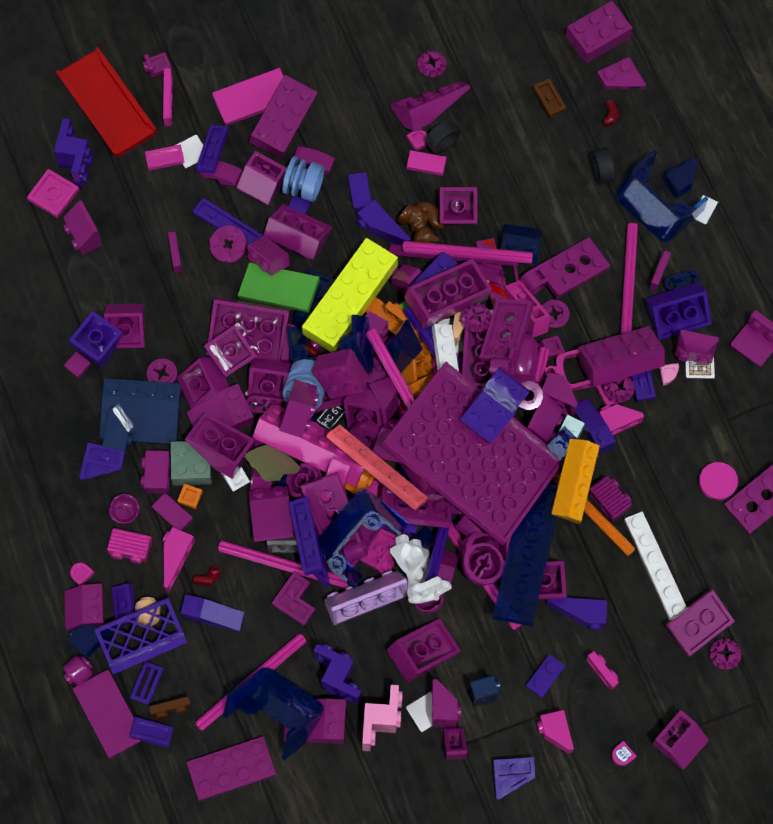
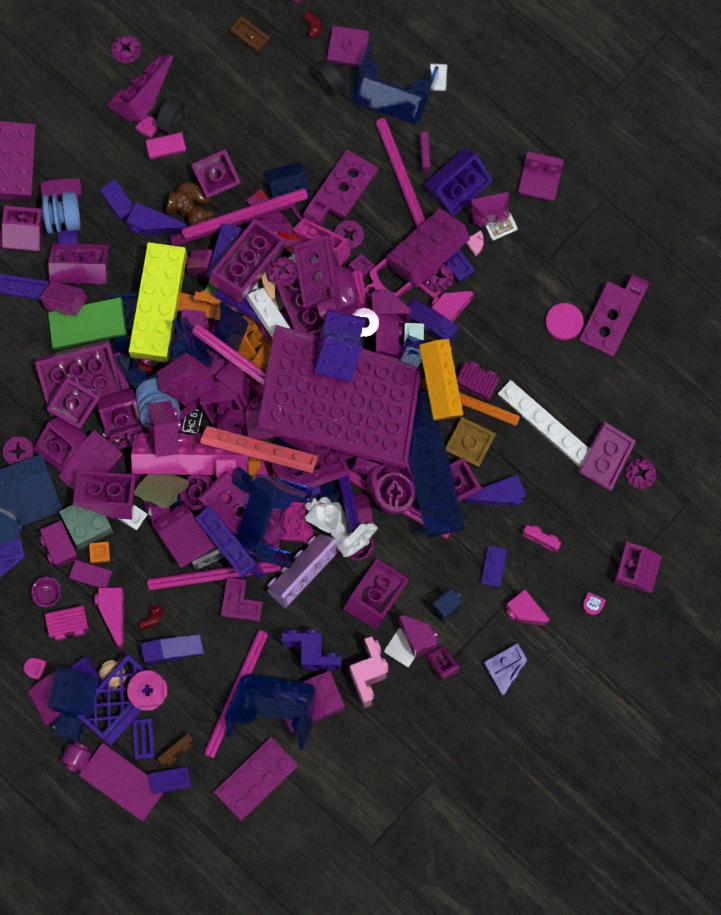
camera: 25 degrees left, 5 degrees up
(101, 609) = (73, 692): none -> clear blue slope
(164, 629) = (155, 698): none -> dark pink plate
(238, 248) = (10, 305): magenta plate -> none
(347, 486) = (242, 479): none -> clear blue tile
(577, 551) = (470, 442): none -> pearl gold plate
(633, 145) = (347, 46): none -> magenta plate
(679, 278) = (445, 151): clear blue beam -> none
(681, 179) = (405, 57): clear blue slope -> none

